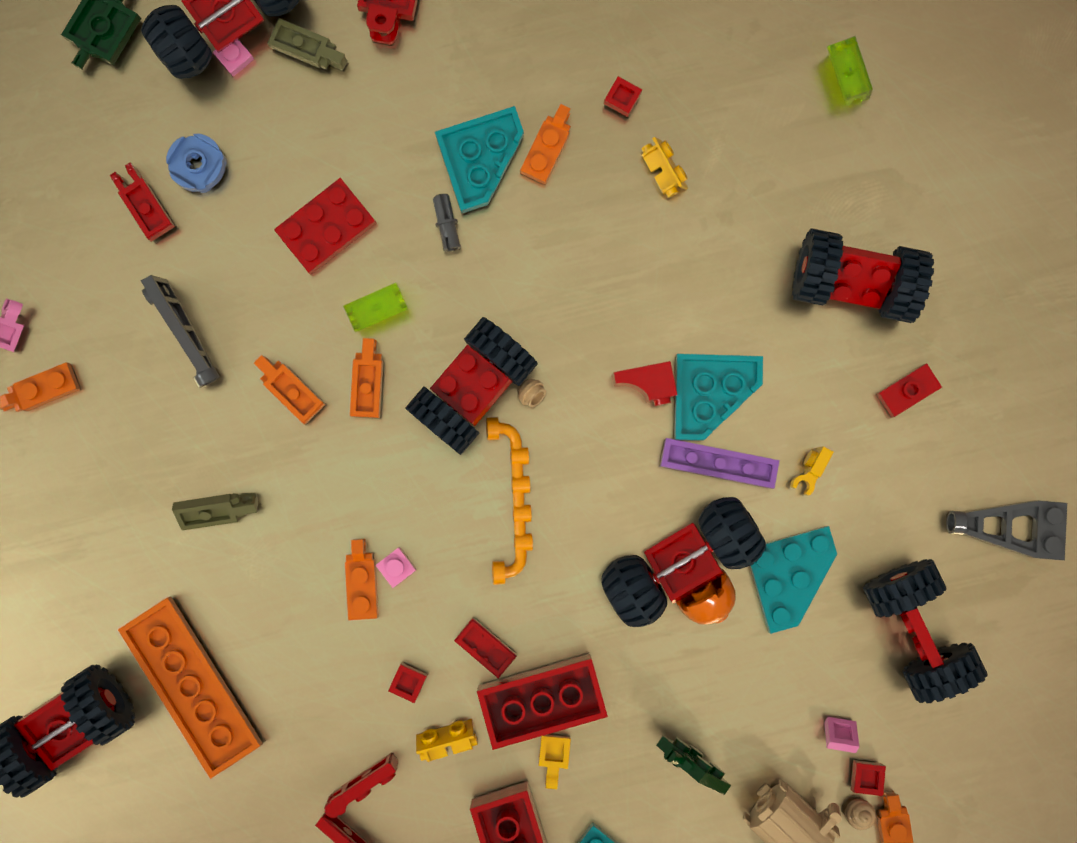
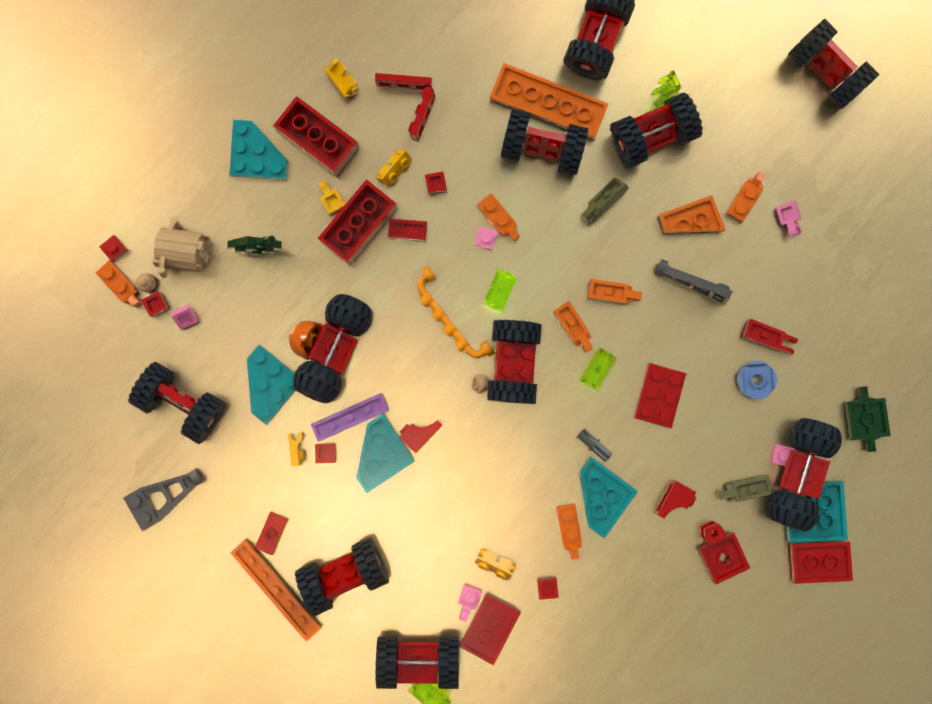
camera: 140 degrees right, 0 degrees up
(30, 592) = (669, 88): none -> clear neon green hinge
(50, 546) = (669, 123): none -> black plate
(122, 410) = (693, 218): none -> orange wing
(215, 609) = (544, 143): none -> black plate
(397, 94) = (676, 496): none -> red arch
(425, 489) = (499, 290): none -> clear neon green hinge
(724, 98) = (489, 629): none -> red plate
(725, 149) = (469, 599): none -> bright pink plate
(779, 440) = (325, 453): none -> plate
(839, 114) = (417, 663): none -> plate
(950, 321) = (276, 590): none -> orange plate

